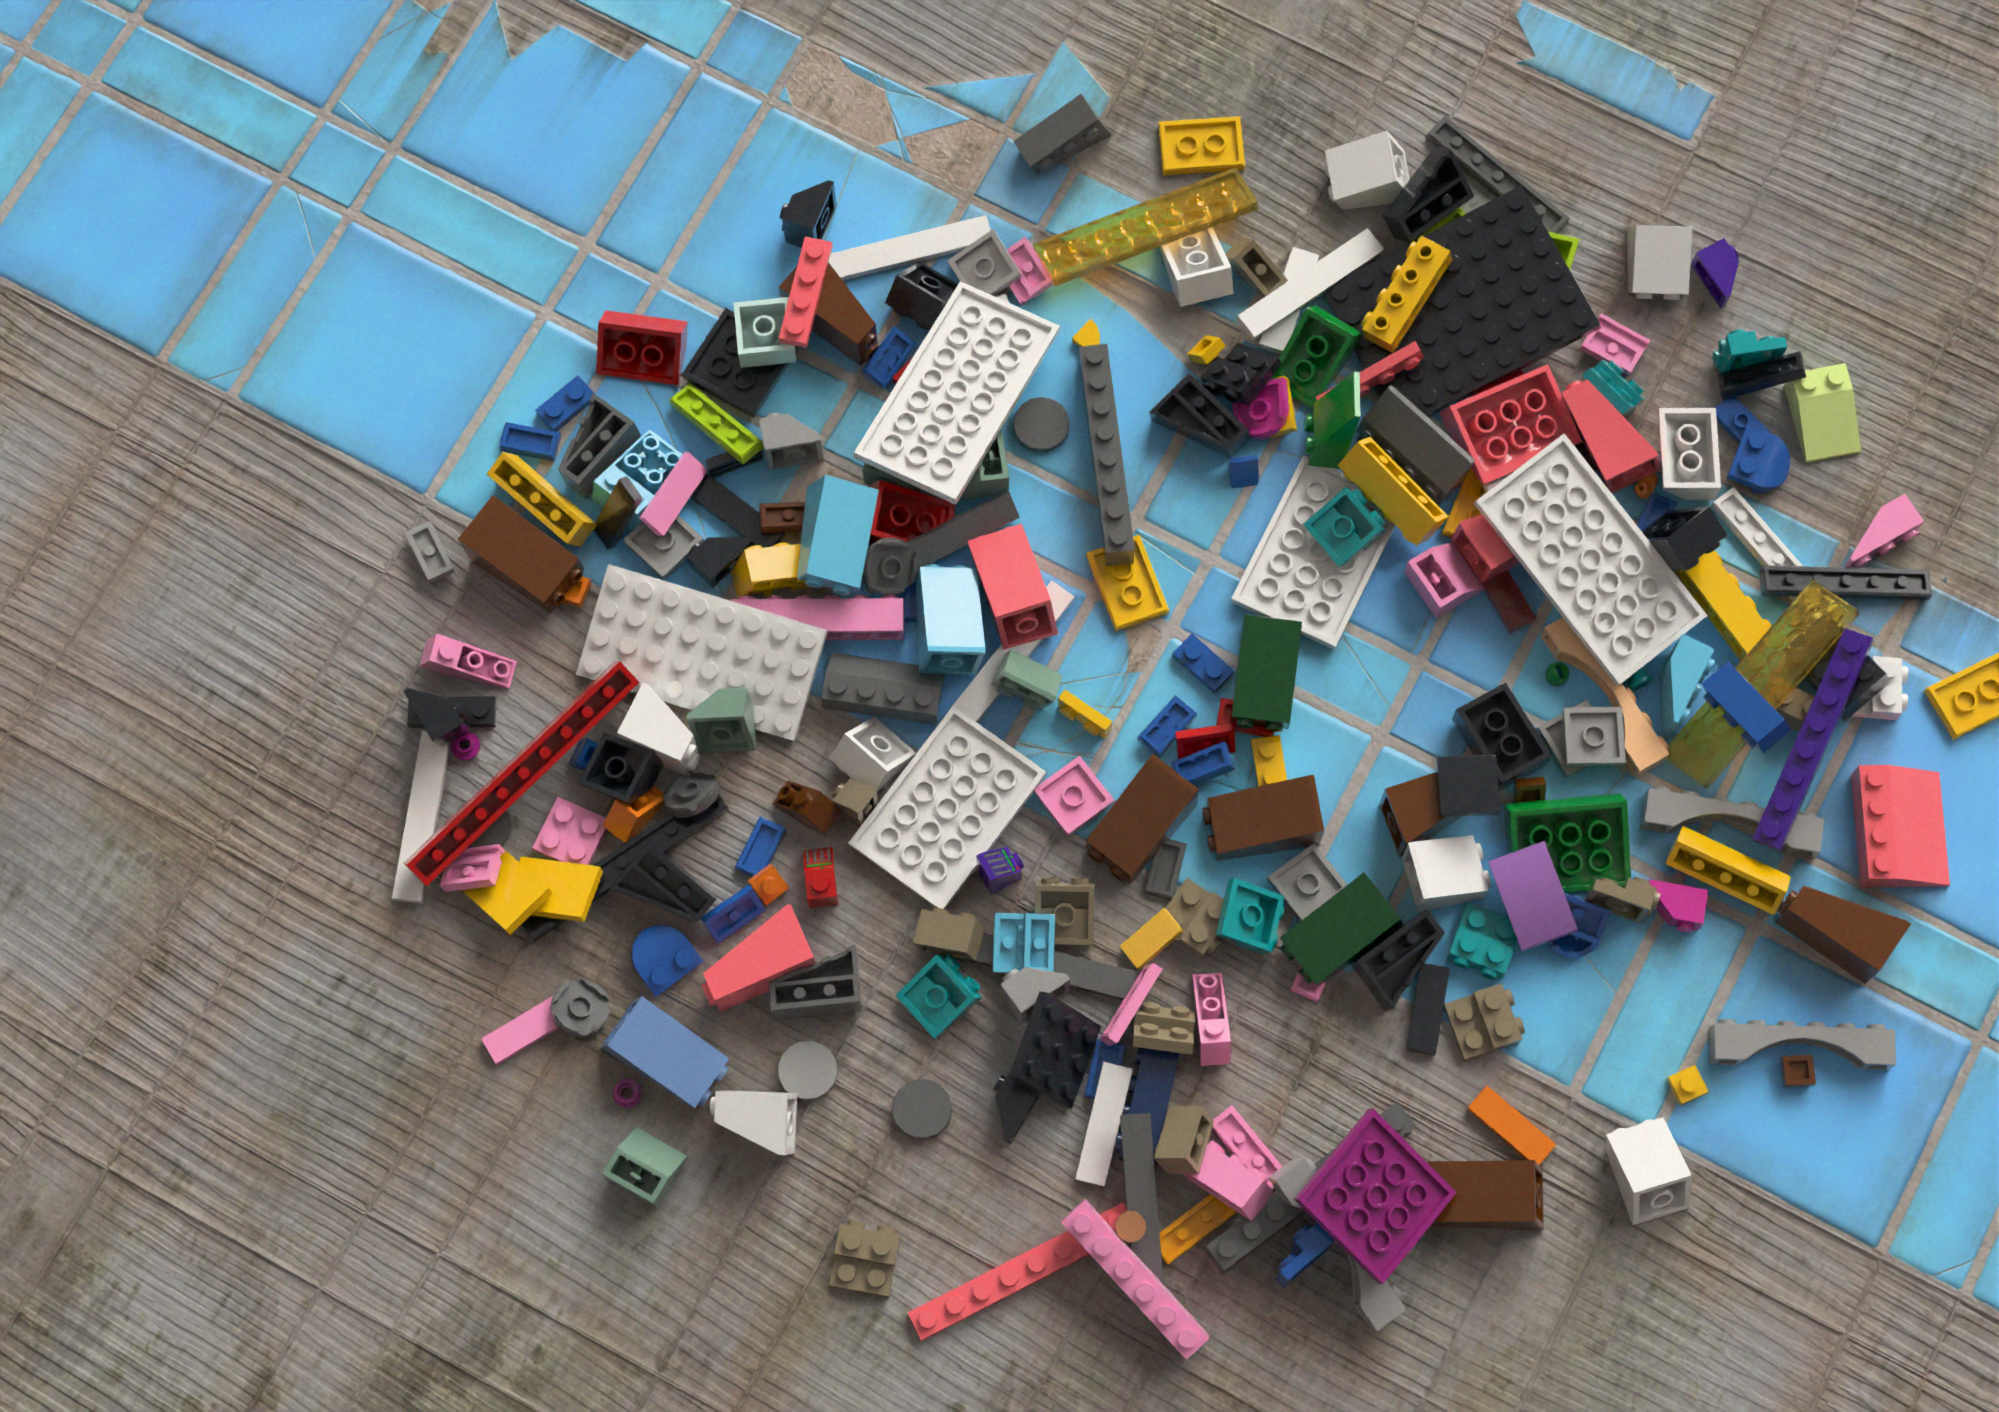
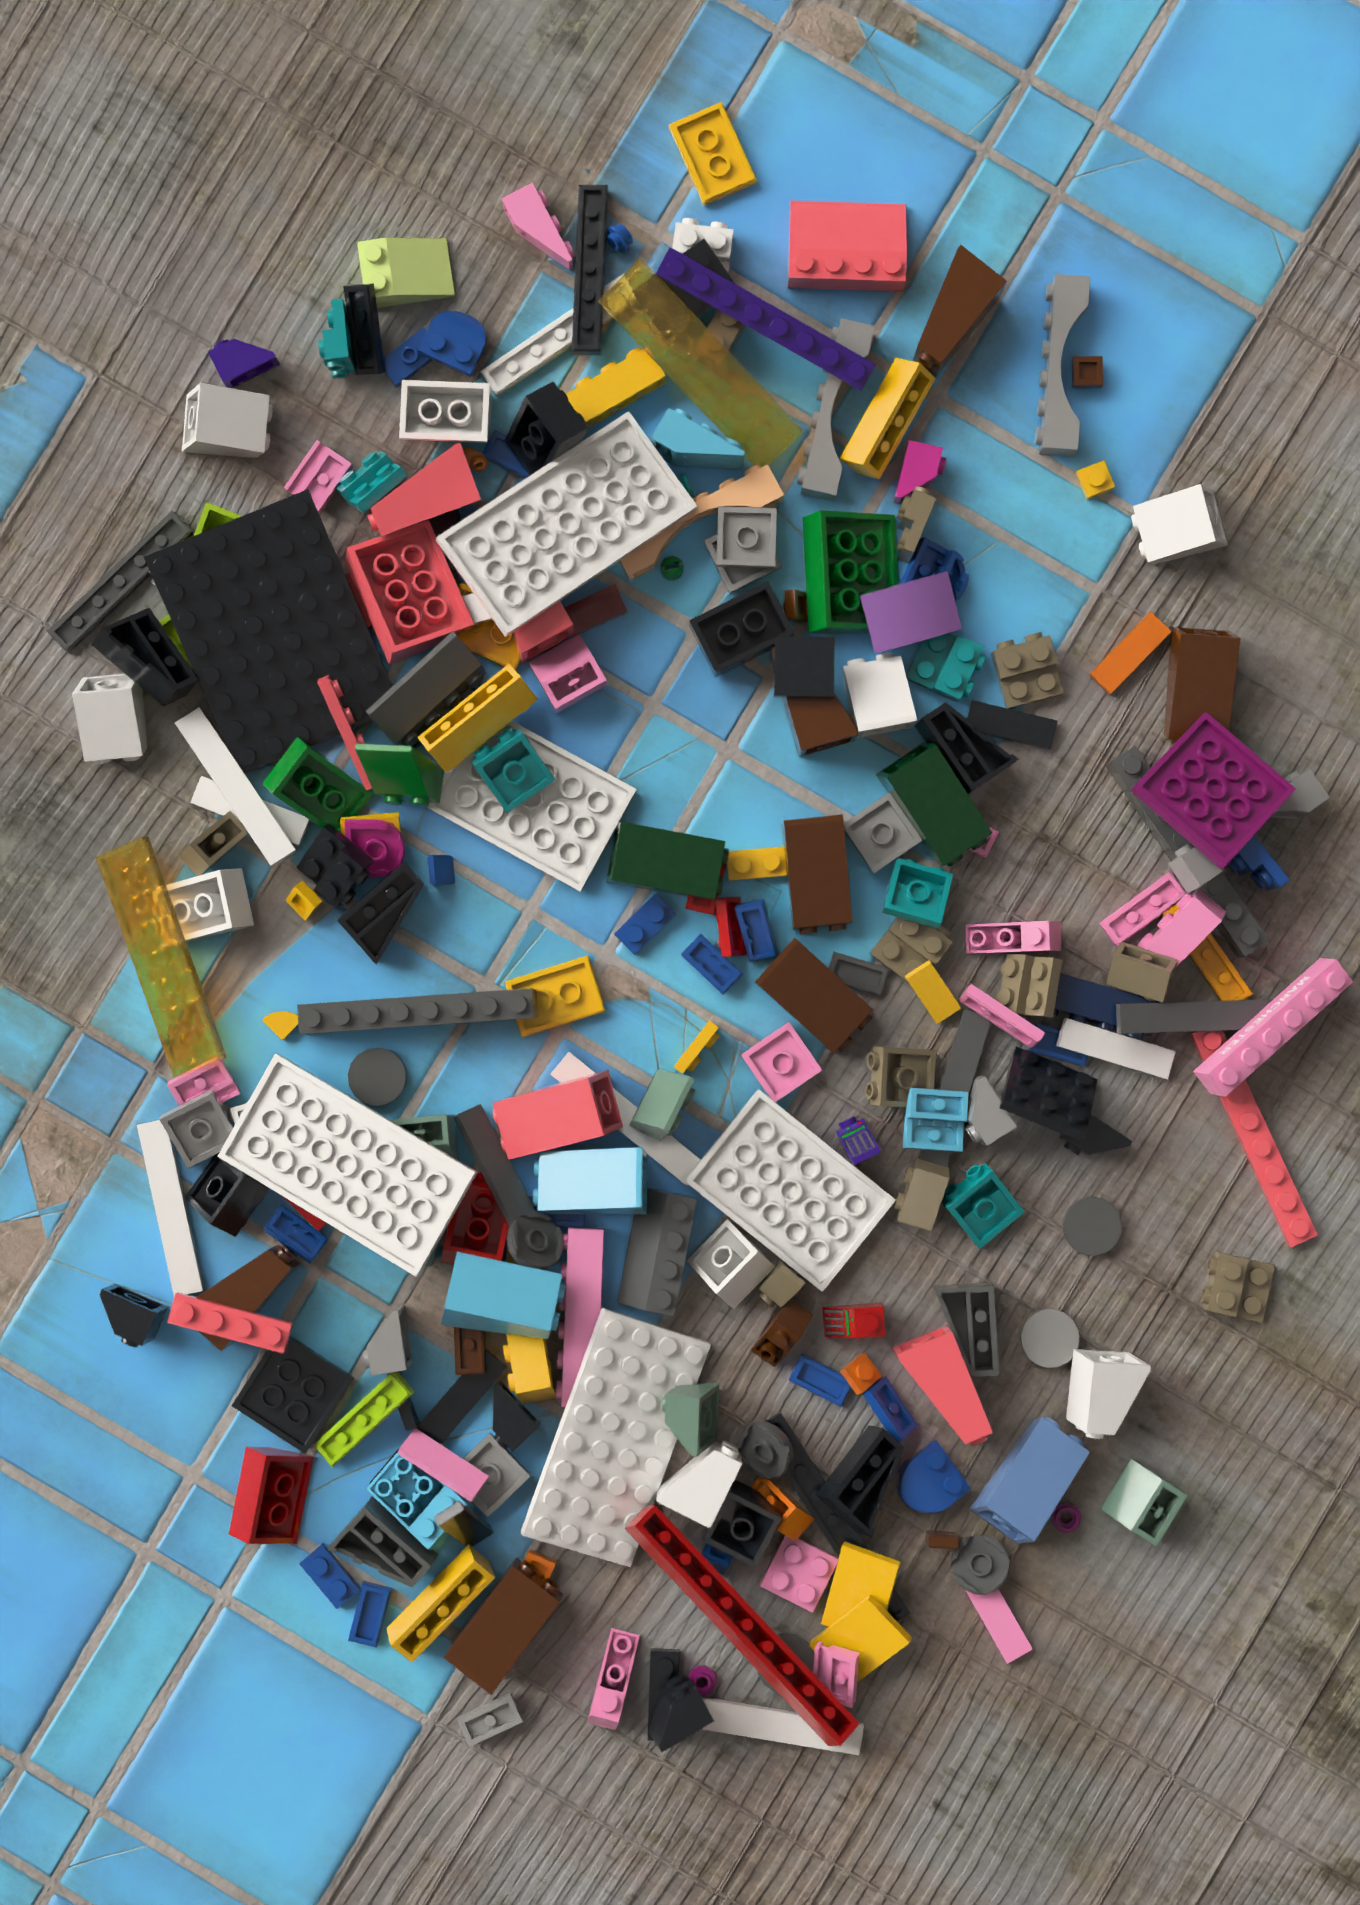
camera: 85 degrees left, 15 degrees up
(604, 969) = (942, 1539): none -> reddish brown tile
(758, 333) = (267, 1372): light aqua brick -> none
(1062, 135) = (50, 1040): dark grey wedge -> none
(1130, 1226) = (1223, 1028): medium nougat tile -> none
(1201, 145) = (66, 891): yellow tile -> none
(1406, 294) = (259, 687): yellow brick -> none
(1744, 708) = (734, 383): blue brick -> none
(1880, 608) = (619, 238): none -> blue plate

